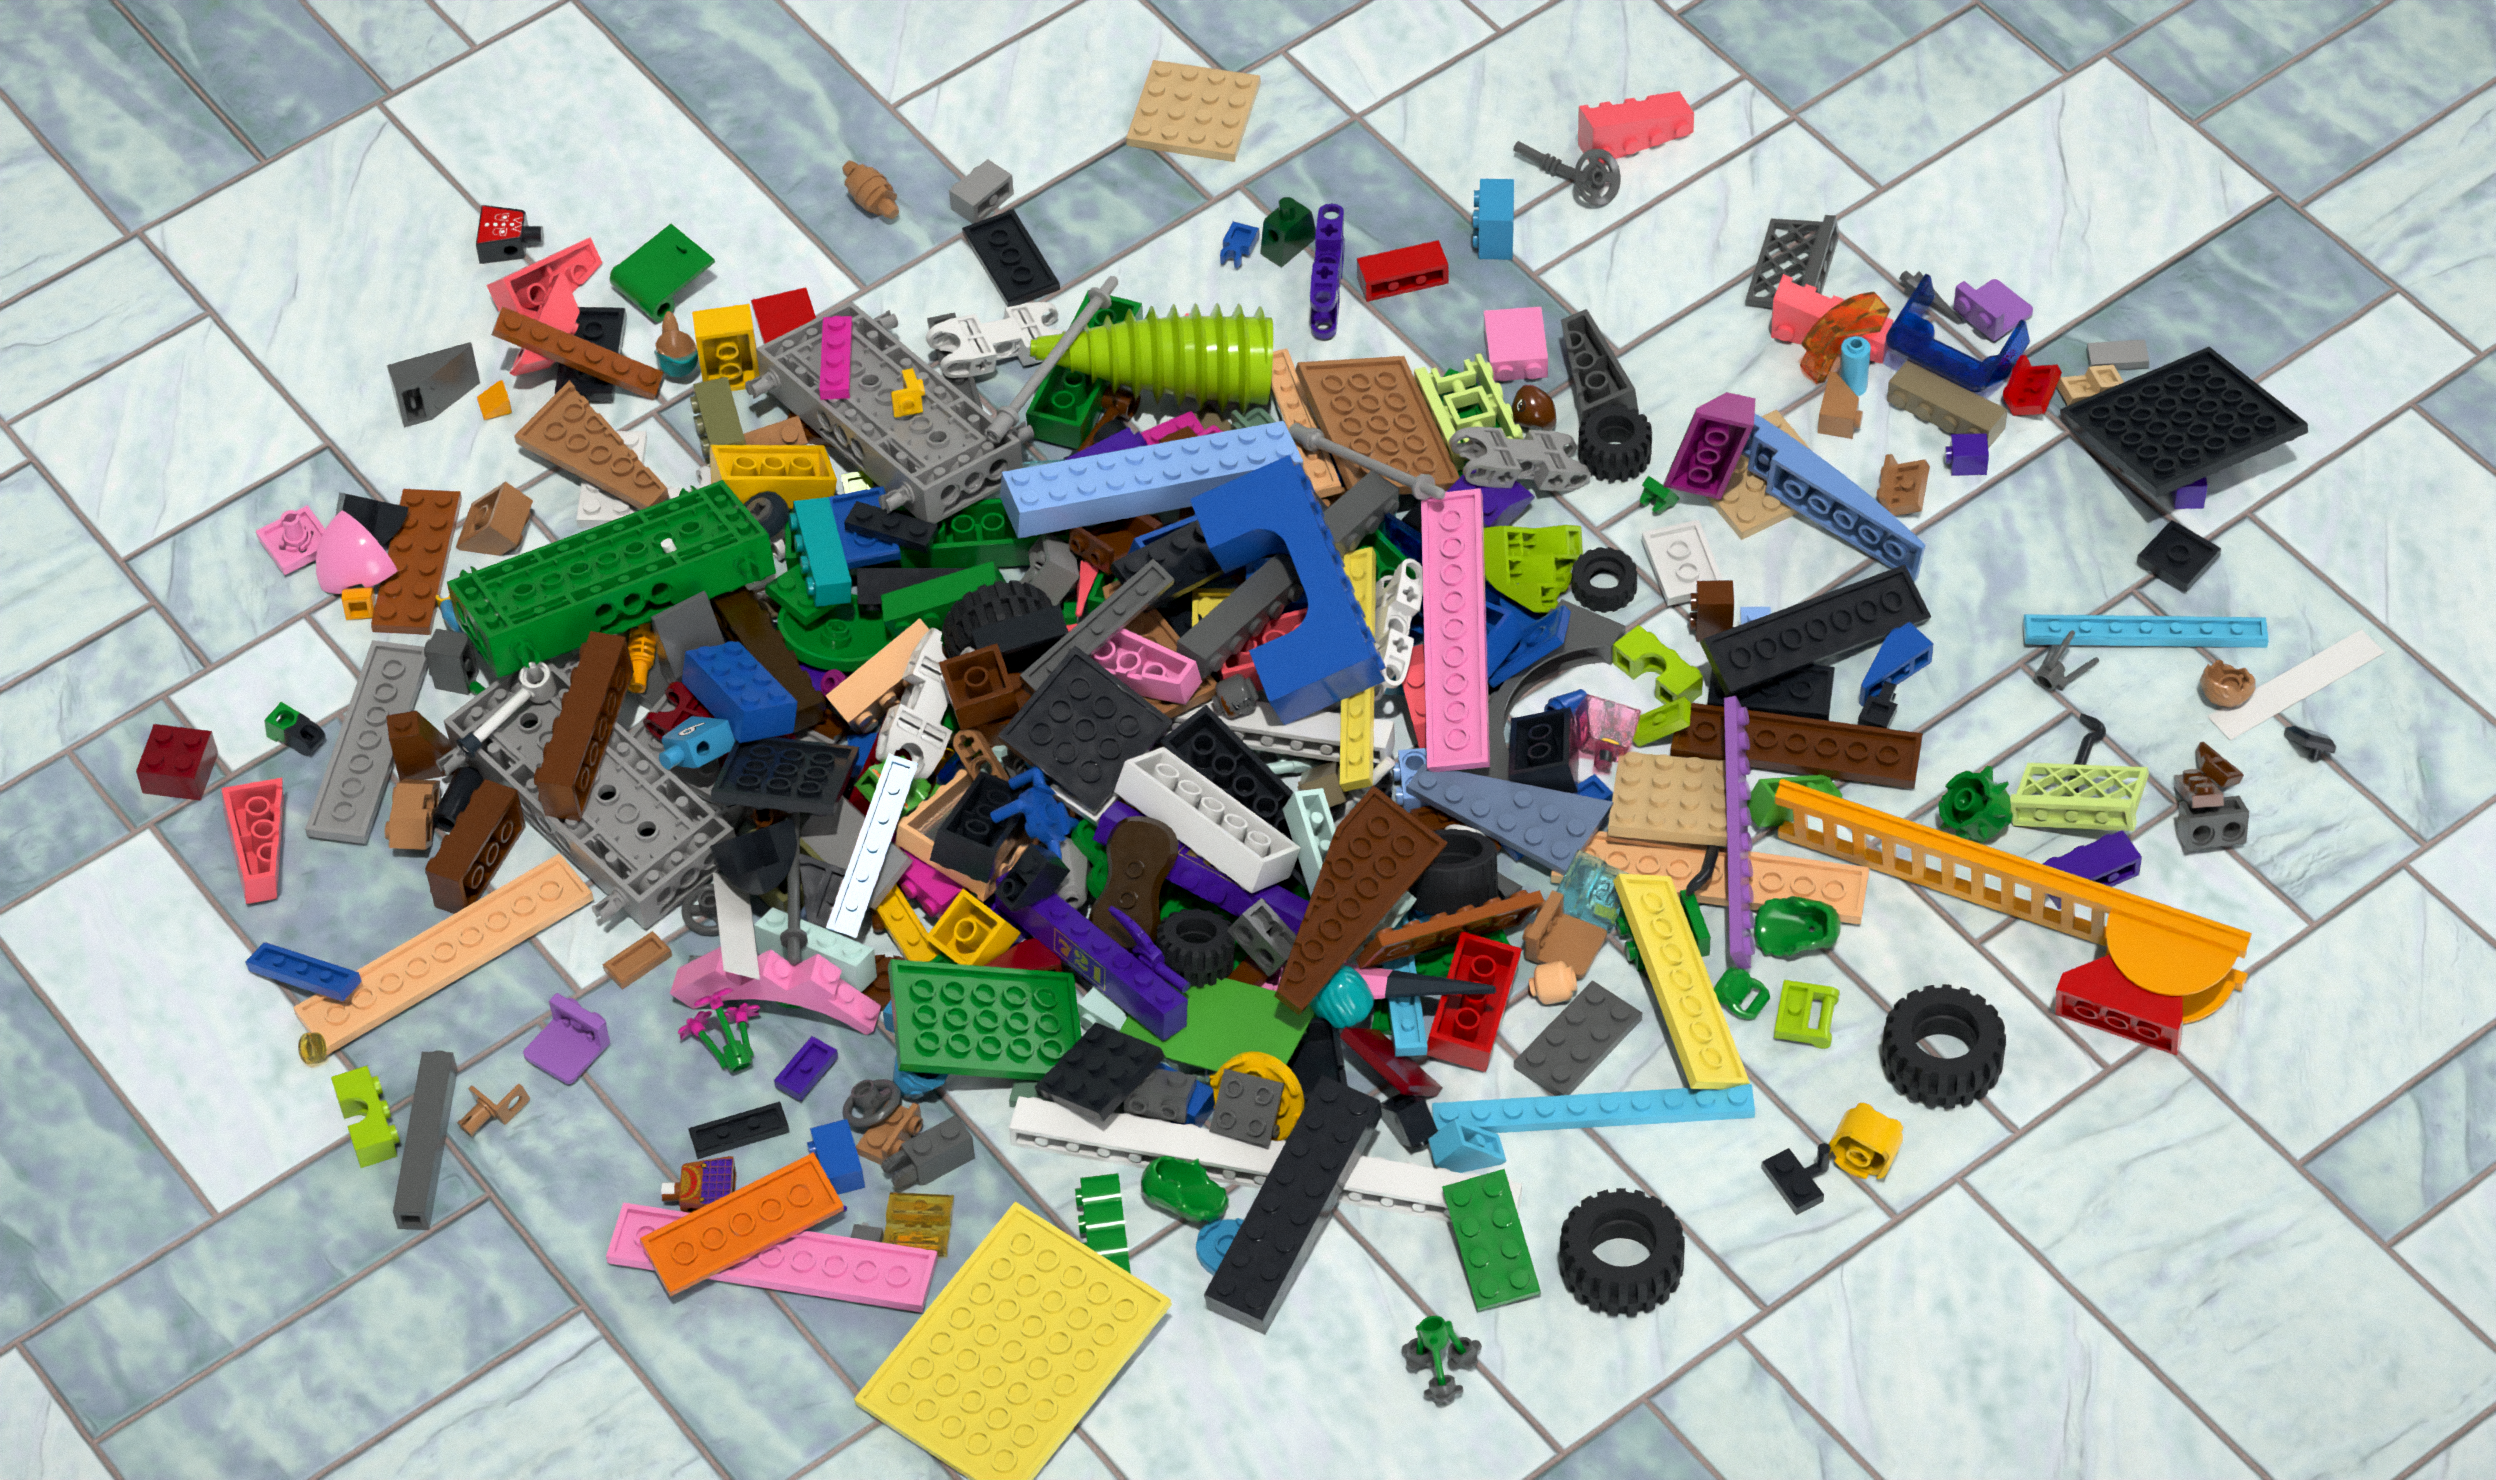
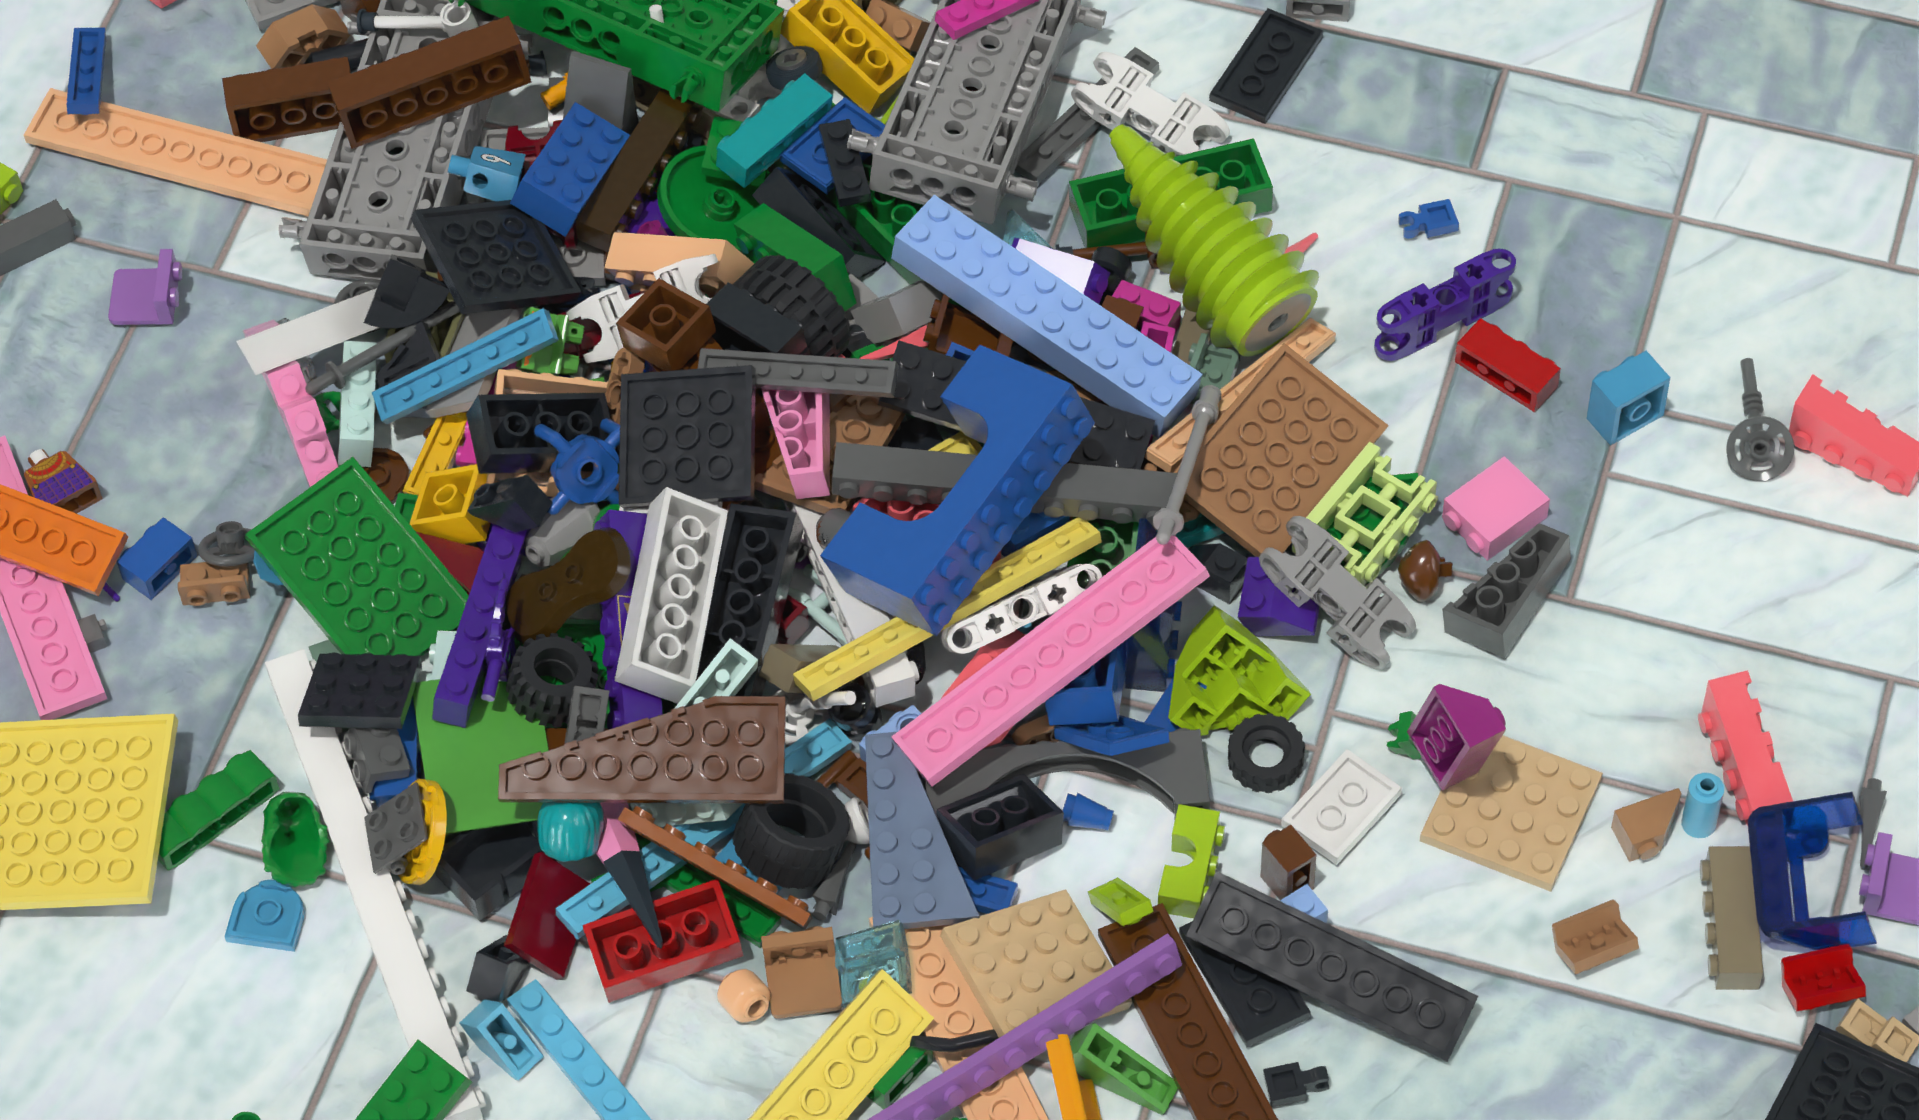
camera: 55 degrees right, 5 degrees up
(312, 1048) = (19, 126): clear yellow tile -> none
(486, 1108) = (42, 284): medium nougat bracket -> none
(637, 960) = (273, 288): medium nougat tile -> none
(735, 1055) = (214, 416): plant -> none
(738, 1130) = (145, 471): black tile -> none
(806, 1068) = (239, 477): dark purple plate -> none
(908, 400) = (982, 79): yellow bracket -> none
(919, 1221) = (133, 662): clear yellow slope -> none
(931, 1154) = (206, 624): dark grey hinge -> none
(1008, 415) = (1013, 160): light grey bar -> none
(1193, 110) = (1565, 90): tan plate -> none
(1287, 231) = (1468, 238): dark green torso -> none
(1293, 1205) = (320, 931): black brick -> none
(1578, 1040) = (698, 1057): dark grey plate -> none
(1605, 729) = (1073, 861): clear pink torso -> none
(1620, 426) = (1441, 638): black tyre -> none
(1814, 266) = (1815, 699): dark grey fence -> none
(1829, 497) = (1502, 862): medium blue slope -> none
(1849, 318) = (1733, 761): clear orange arch -> none
(1899, 657) = (1364, 1060): blue slope -> none
(1967, 454) = (1684, 973): dark purple brick -> none

